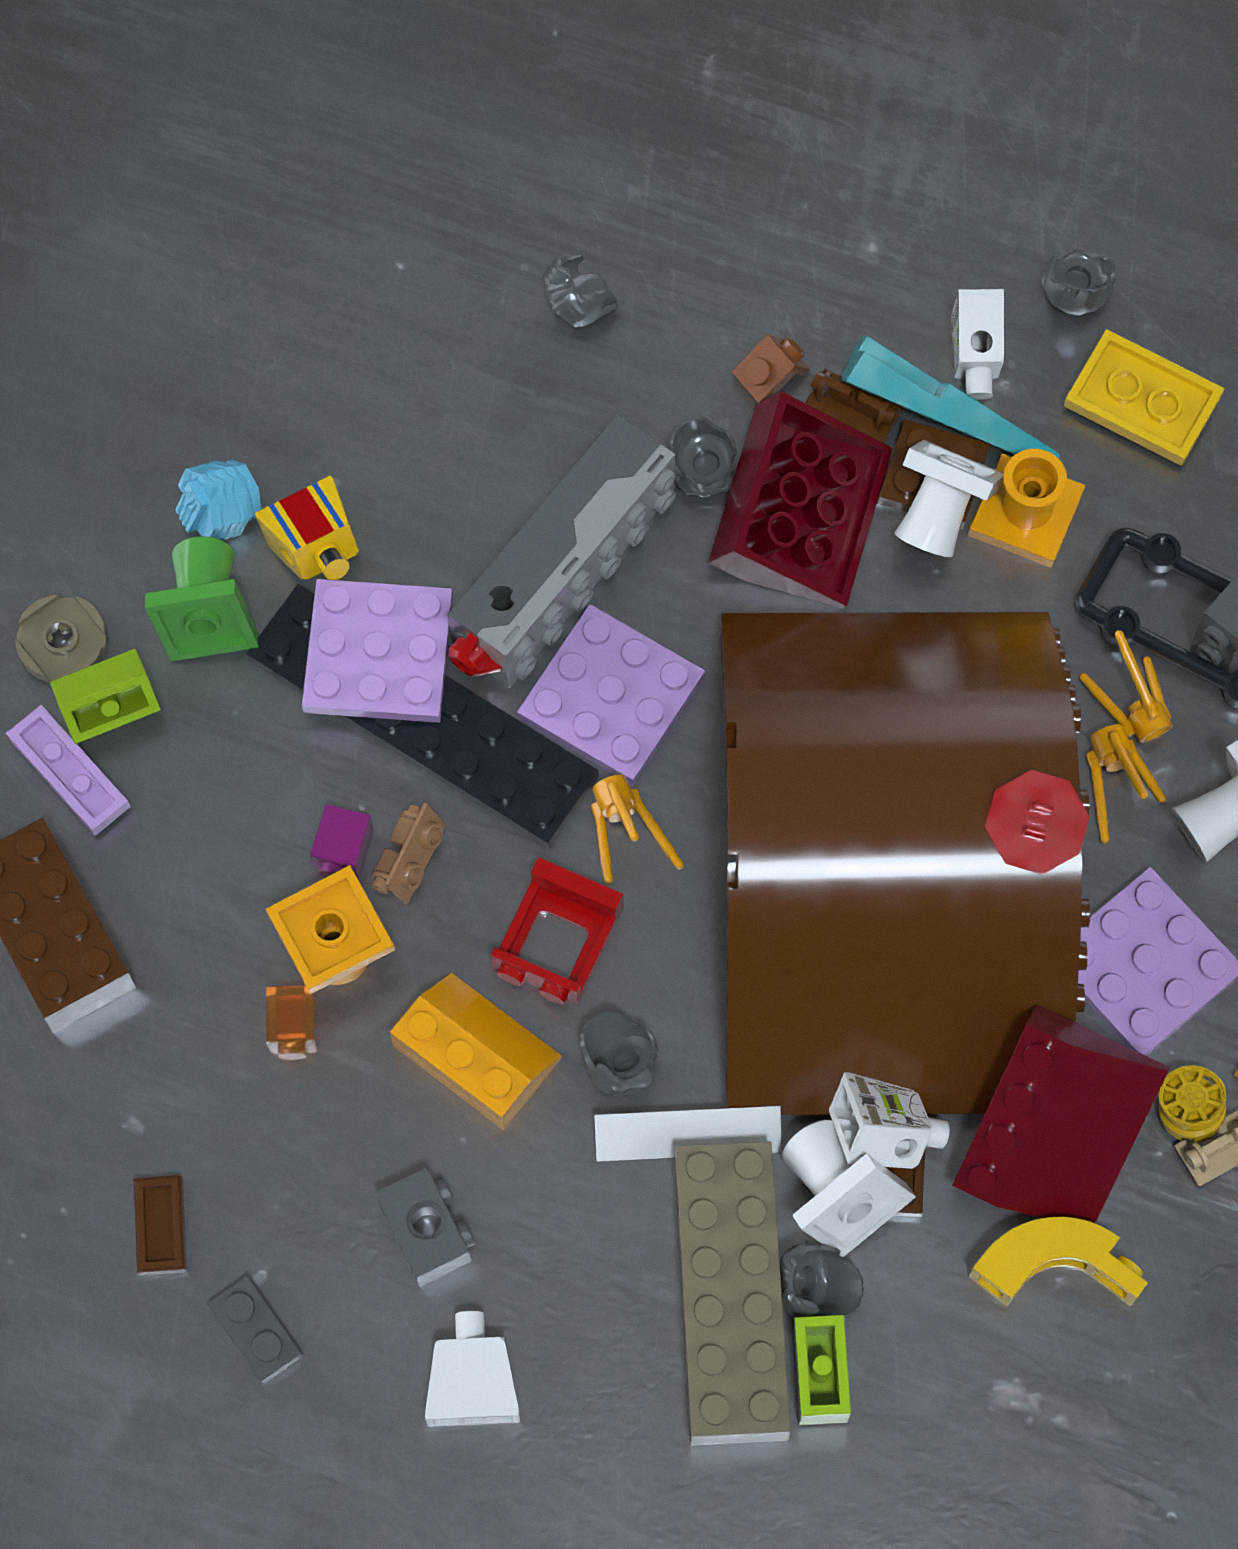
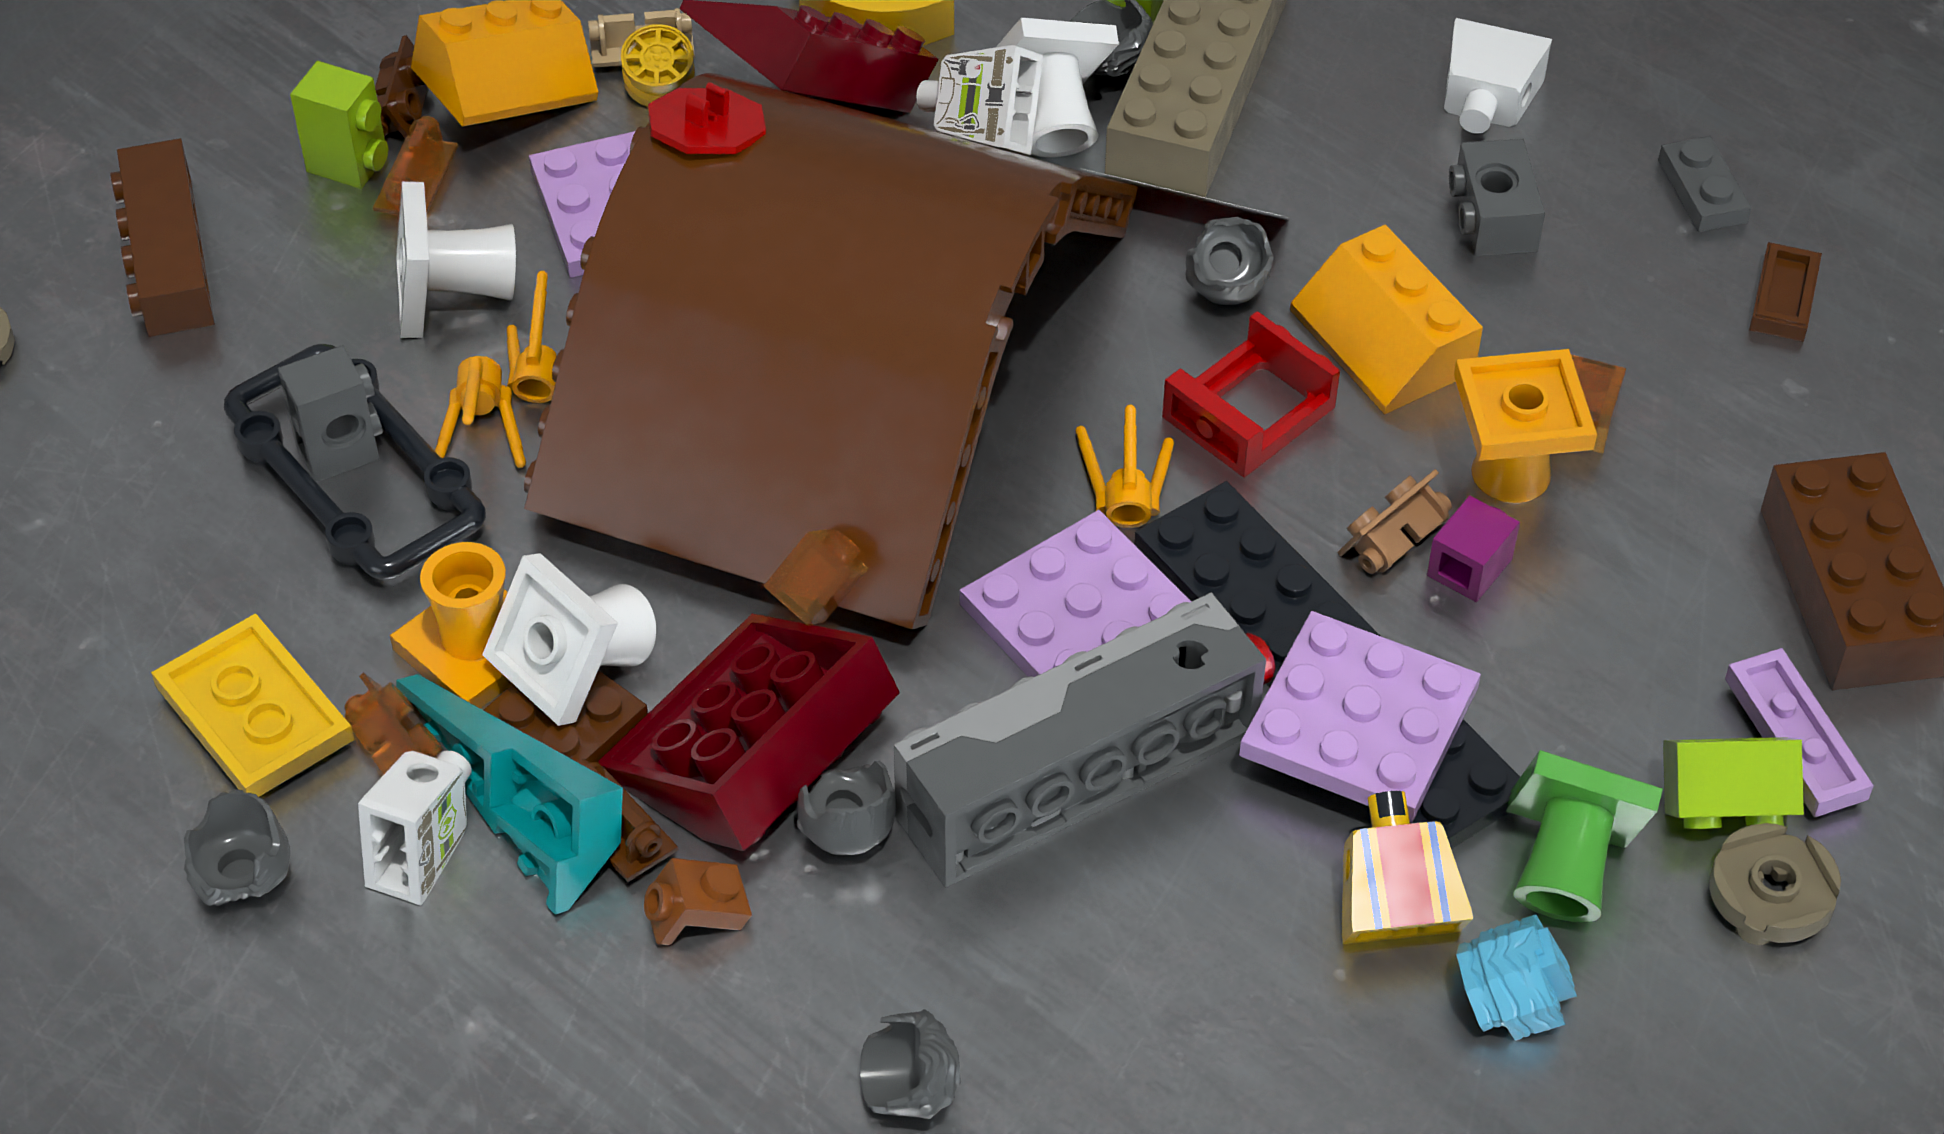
camera: 160 degrees left, 20 degrees down
(799, 598) = (817, 575): none -> clear orange brick
(1023, 408) = (382, 717): none -> clear orange hinge

